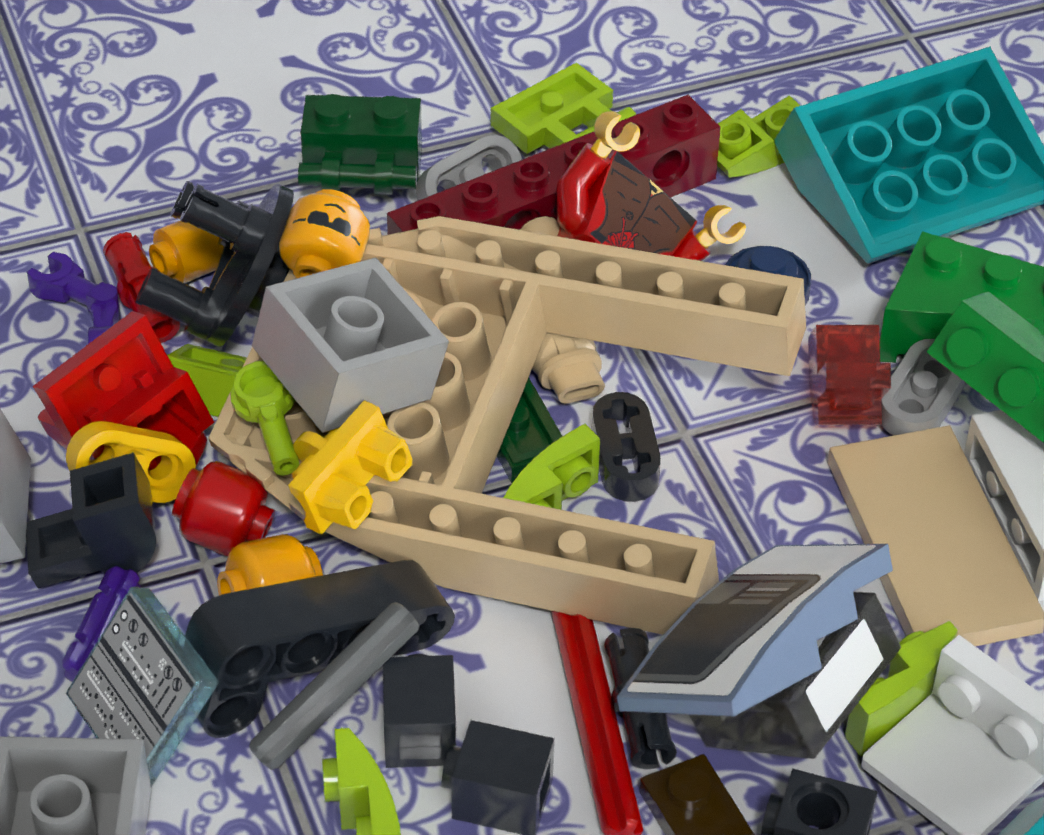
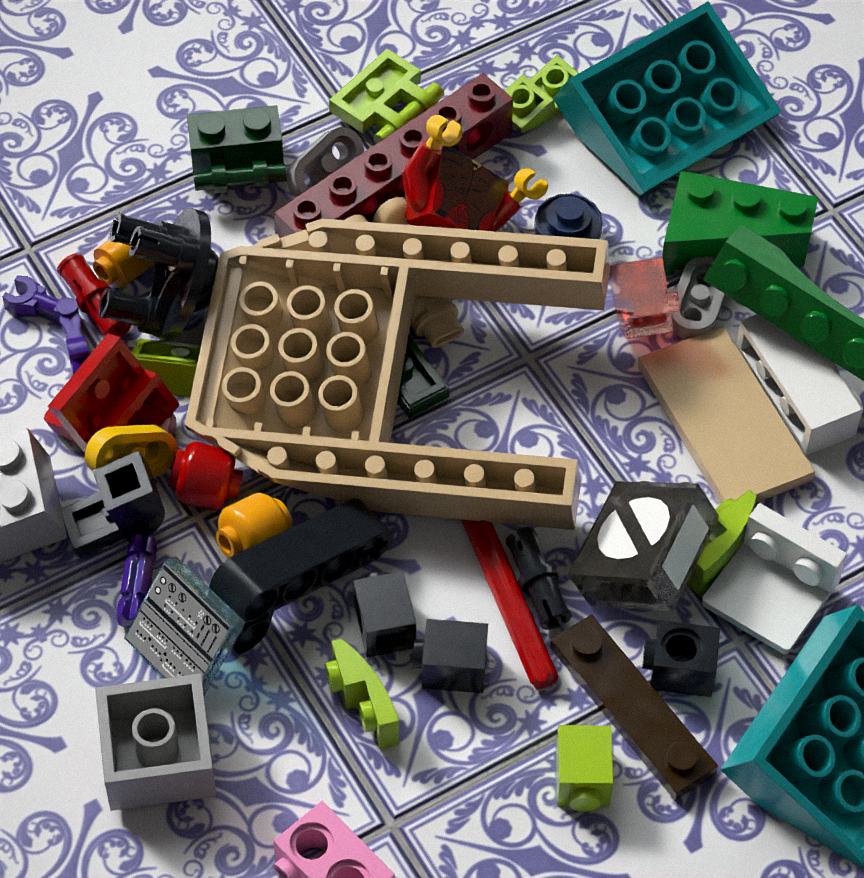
camera: 10 degrees left, 10 degrees up
(264, 400) = (222, 388): lime plate -> none
(323, 233) = (241, 253): light orange head -> none
(334, 686) = (321, 606): dark grey axle -> none
(339, 466) = (292, 437): yellow hips -> none
(348, 341) = (283, 343): light grey brick -> none
(560, 470) = (447, 408): lime slope -> none
(637, 445) = (480, 379): black beam -> none
(754, 630) = (619, 525): slope -> none

